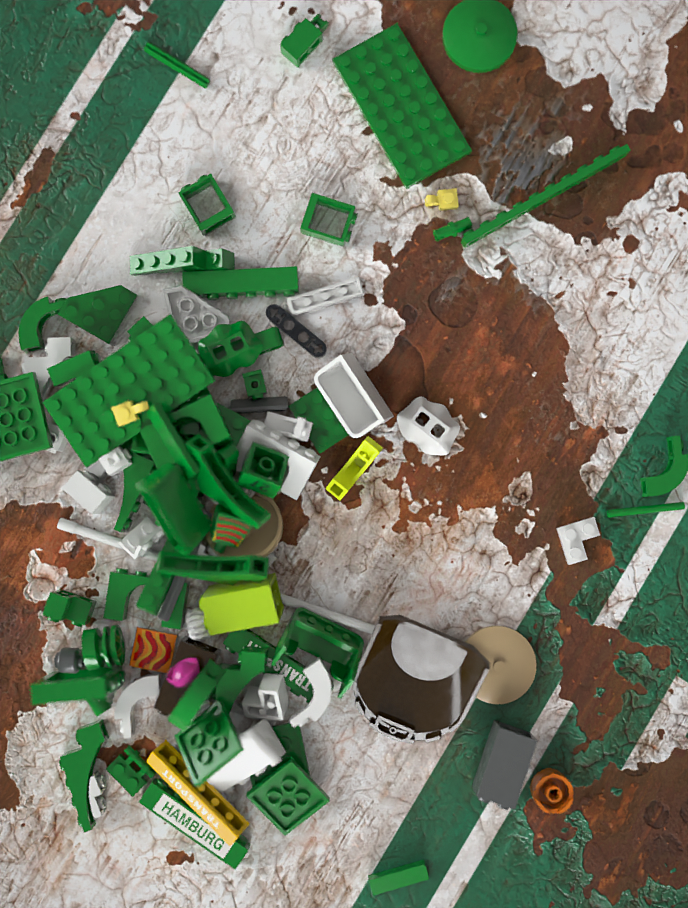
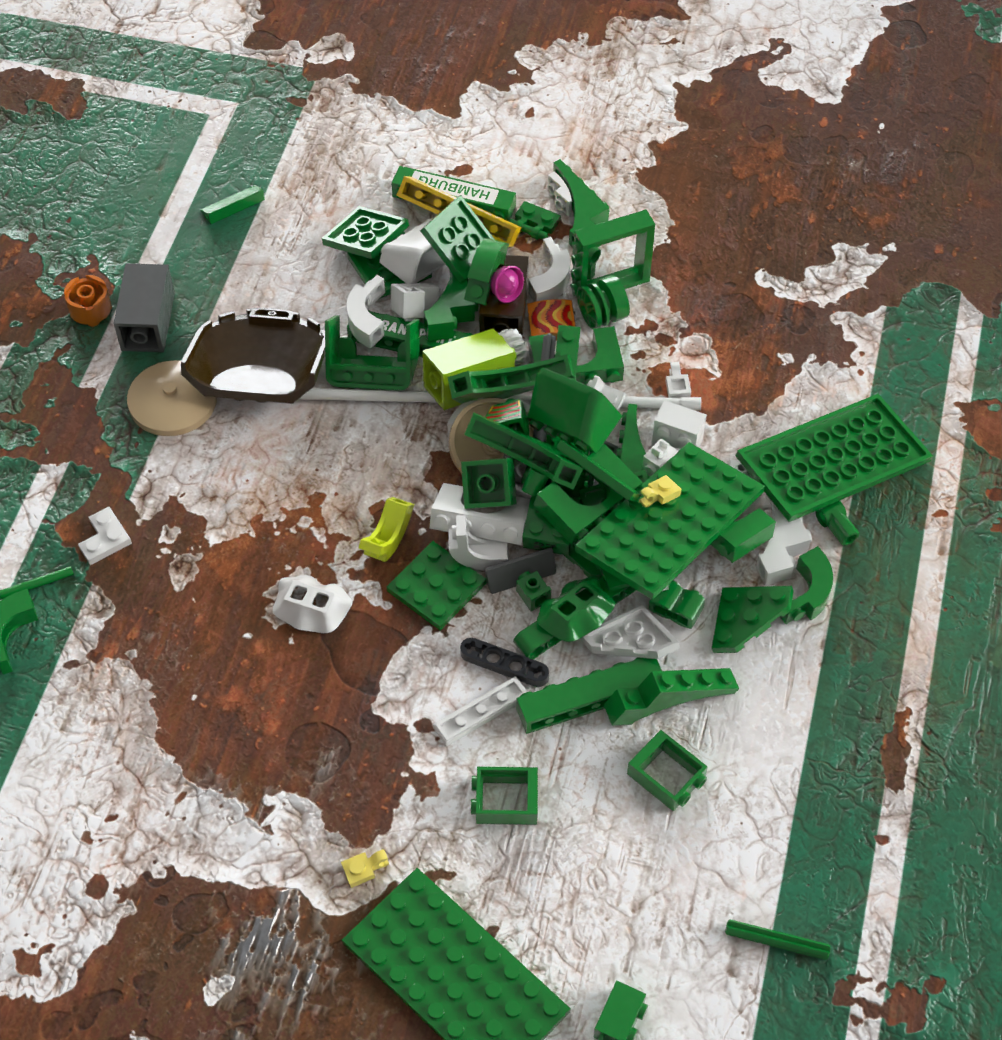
camera: 165 degrees right, 30 degrees down
(69, 606) = (655, 332): green brick -> none
(69, 660) = (636, 287): dark grey head -> none
(70, 546) = (677, 384): none -> white plate
(352, 395) = (409, 598): white windscreen -> none
(452, 229) = (341, 832): green pin -> none
(550, 192) = (220, 913): green plate -> none

